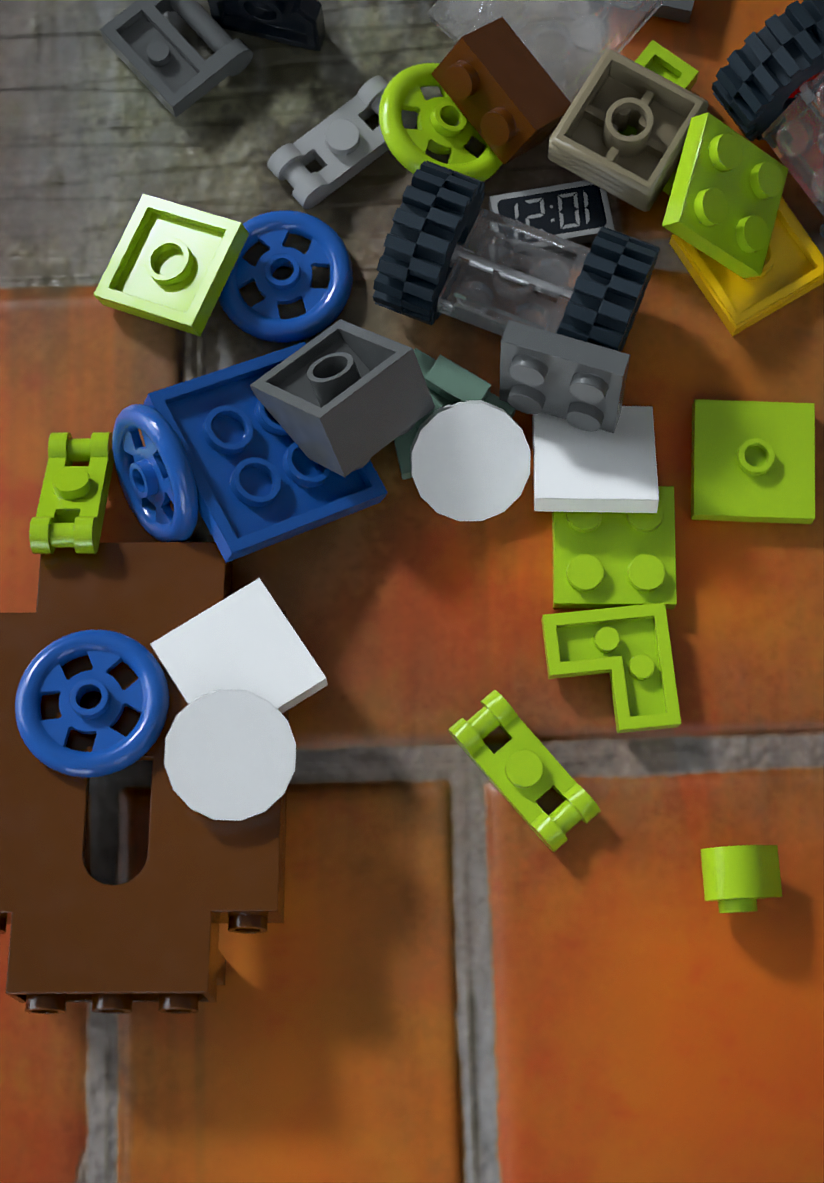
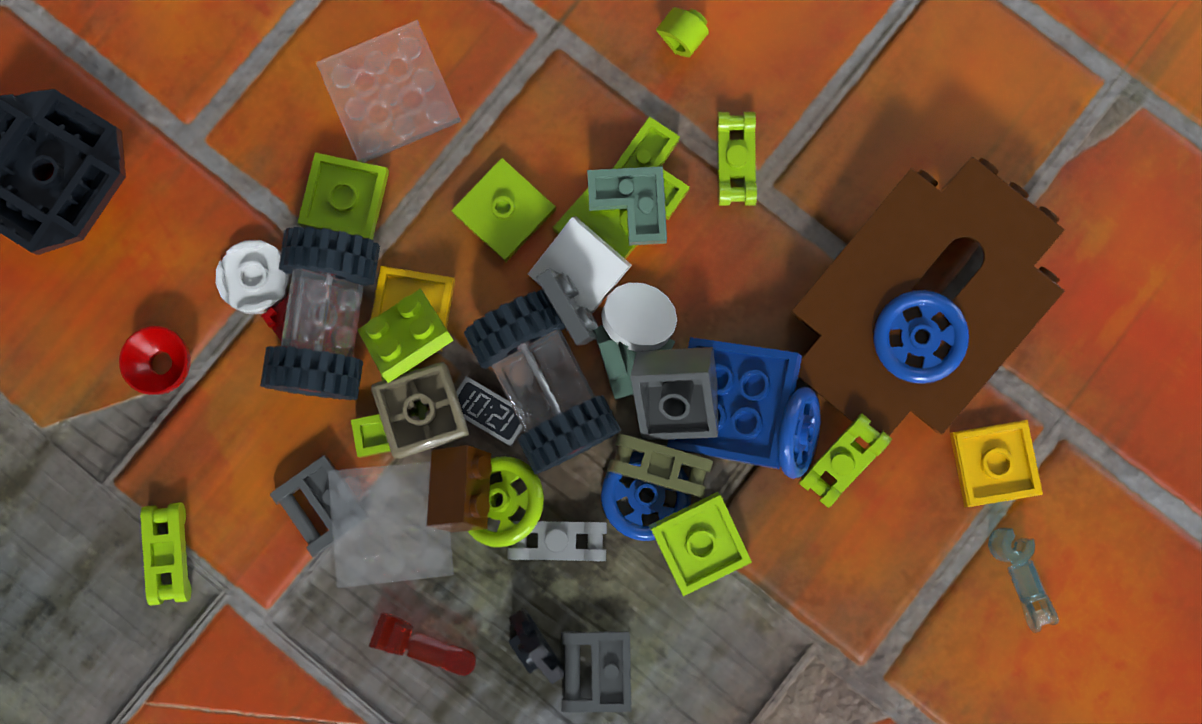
camera: 140 degrees left, 5 degrees up
(230, 754) = (878, 252): white tile -> none
(241, 647) = (837, 298): white tile -> none
(292, 307) = (660, 465): none -> olive plate
(601, 603) = (637, 191): none -> sand green plate

